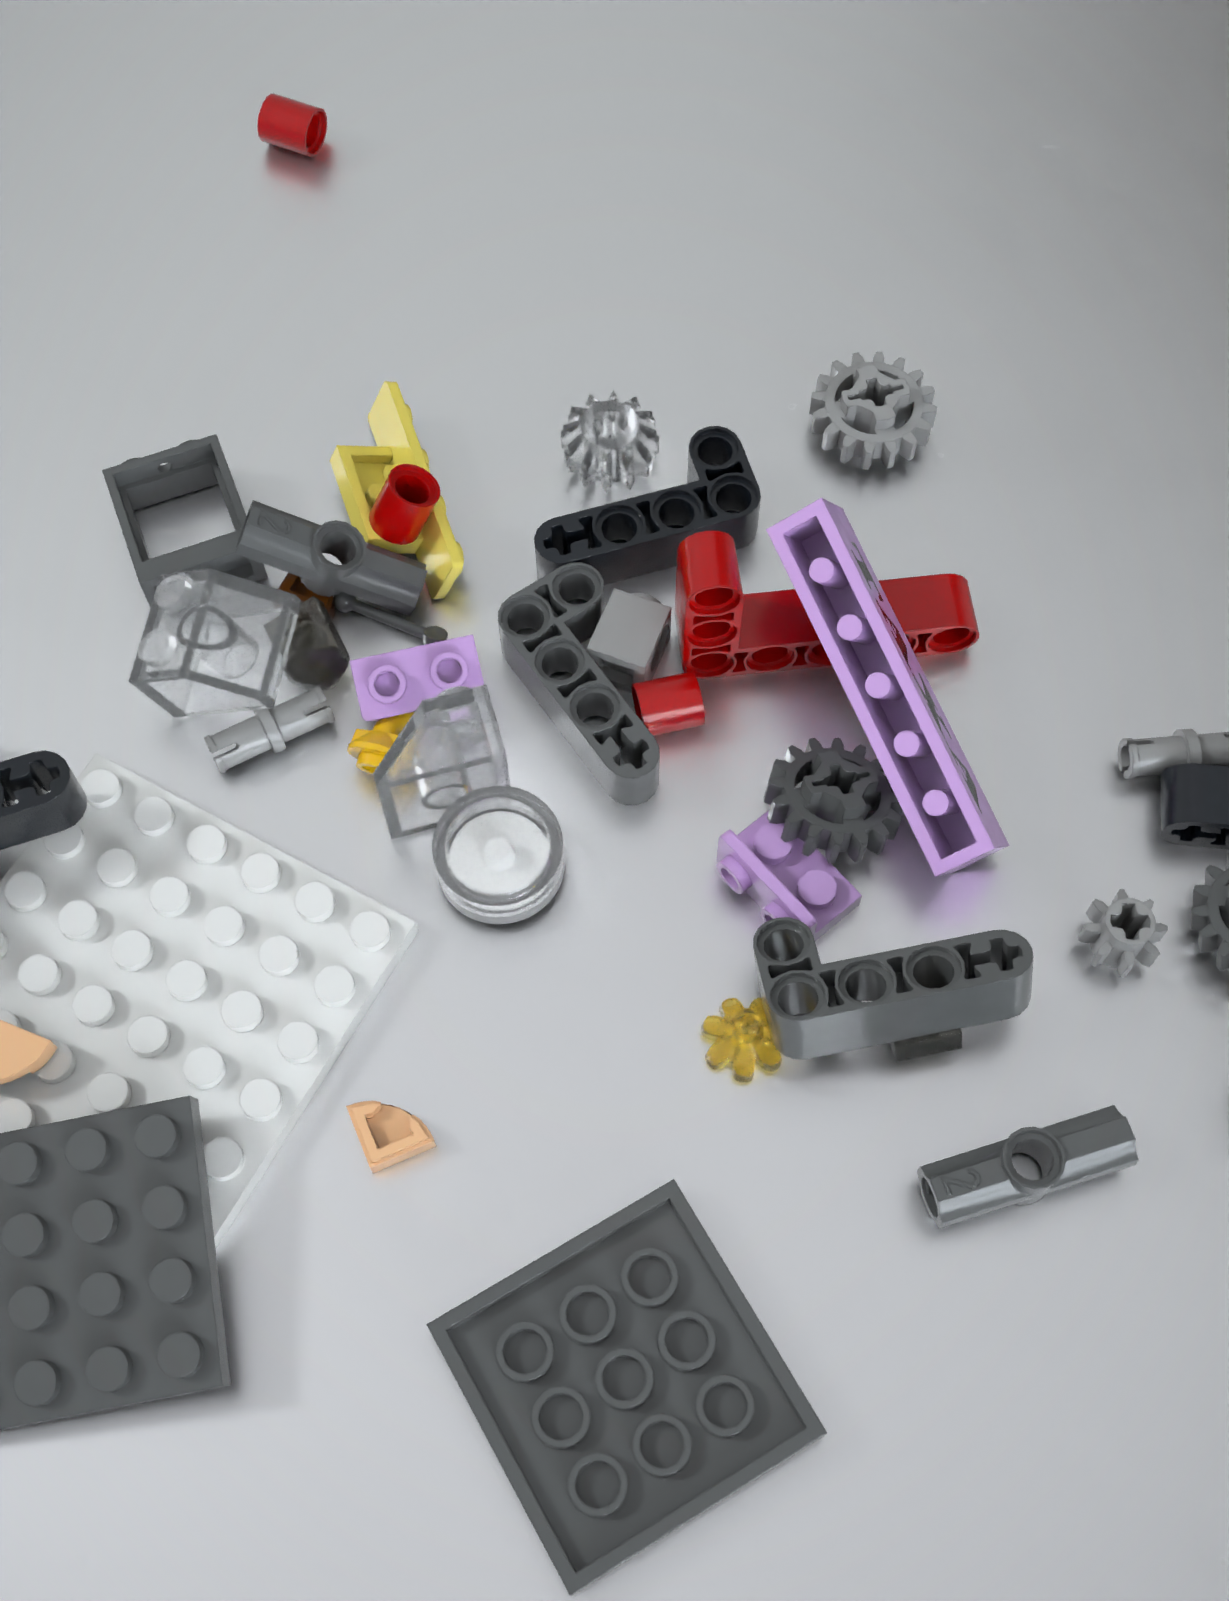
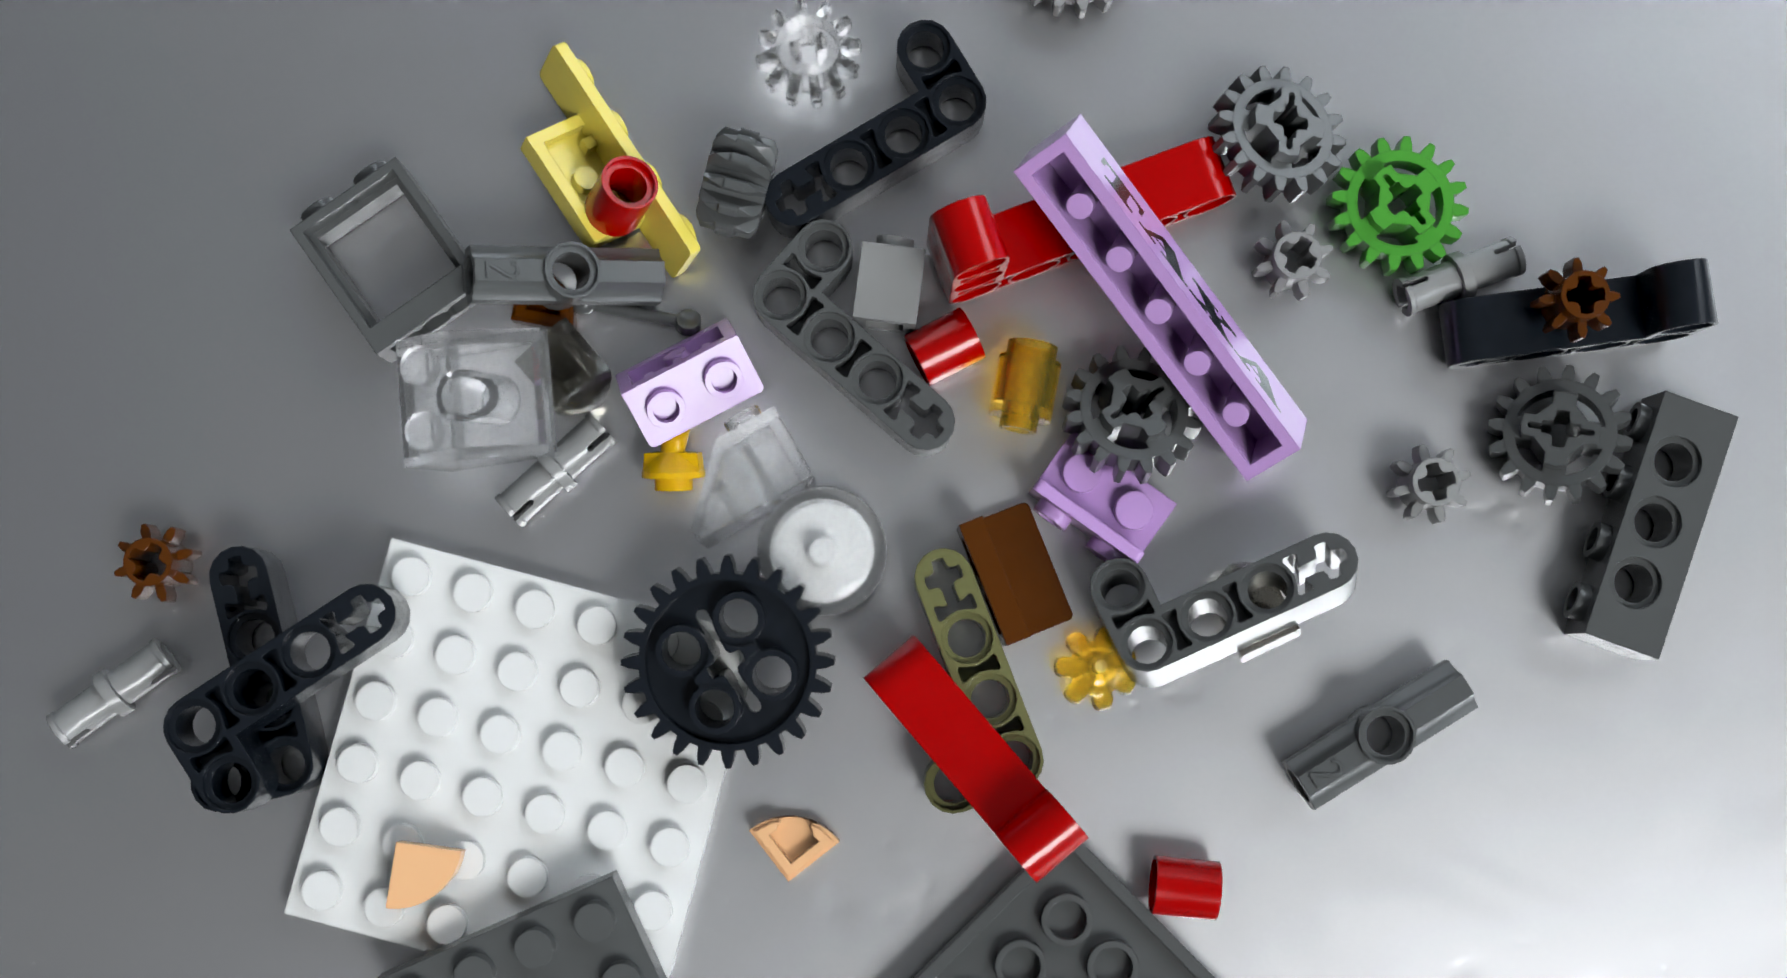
camera: 20 degrees left, 20 degrees up
(317, 938) = (676, 689): none -> black gear
(509, 520) = (736, 182): none -> dark grey gear
(612, 1003) = (967, 672): none -> olive beam
(620, 1117) = (976, 759): none -> red beam
(683, 926) = (1014, 573): none -> reddish brown panel
(737, 754) = (1025, 385): none -> clear yellow brick
(785, 1277) = (1185, 887): none -> red beam
(1028, 591) = (1276, 134): none -> dark grey gear
(1037, 700) = (1308, 261): none -> light grey gear
(1134, 677) = (1414, 226): none -> bright green gear

